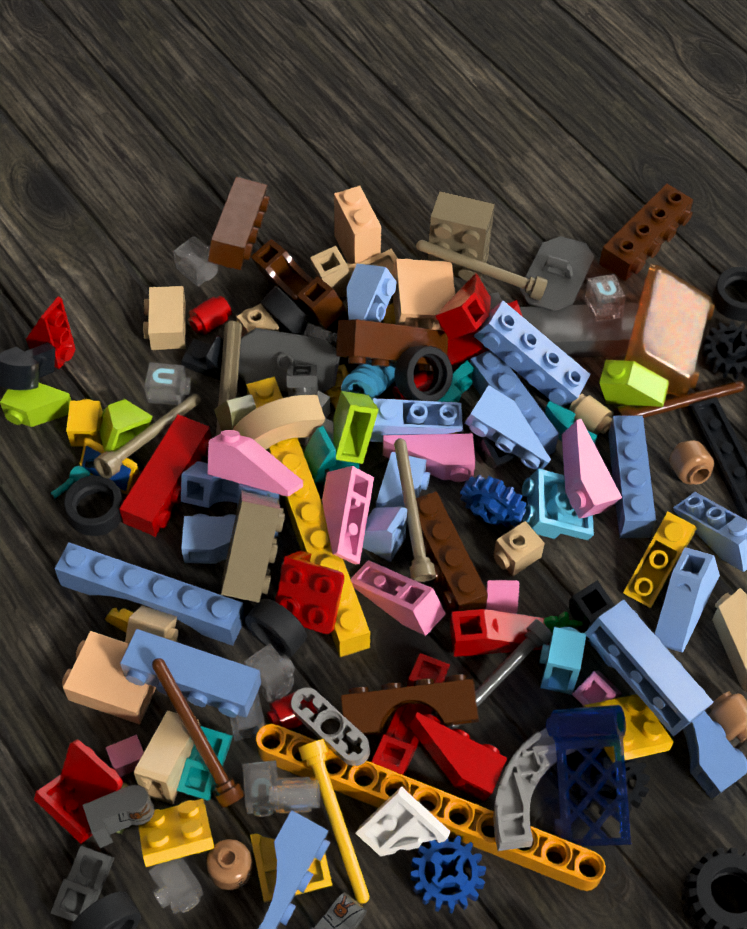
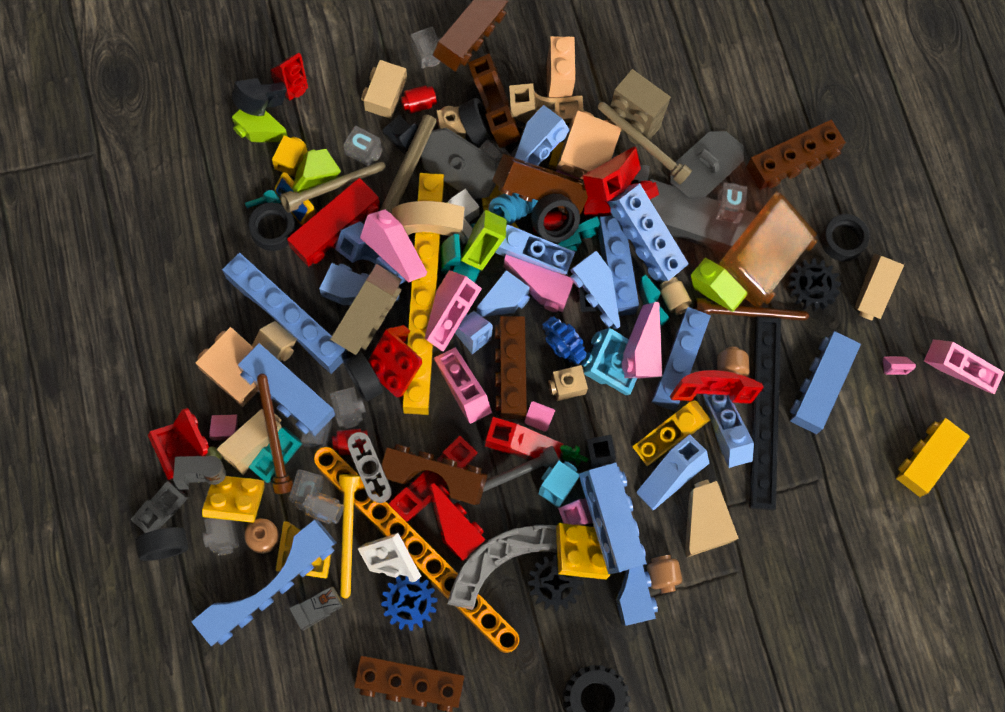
camera: 15 degrees right, 15 degrees up
(119, 618) = (257, 322): yellow tile -> none
(233, 411) = (400, 194): olive brick -> none
(302, 380) = (461, 188): dark grey slope -> none
(421, 569) = (487, 371): dark tan piece -> none
(582, 730) = (547, 544): clear blue piece -> none
(689, 482) = (736, 386): none -> red slope

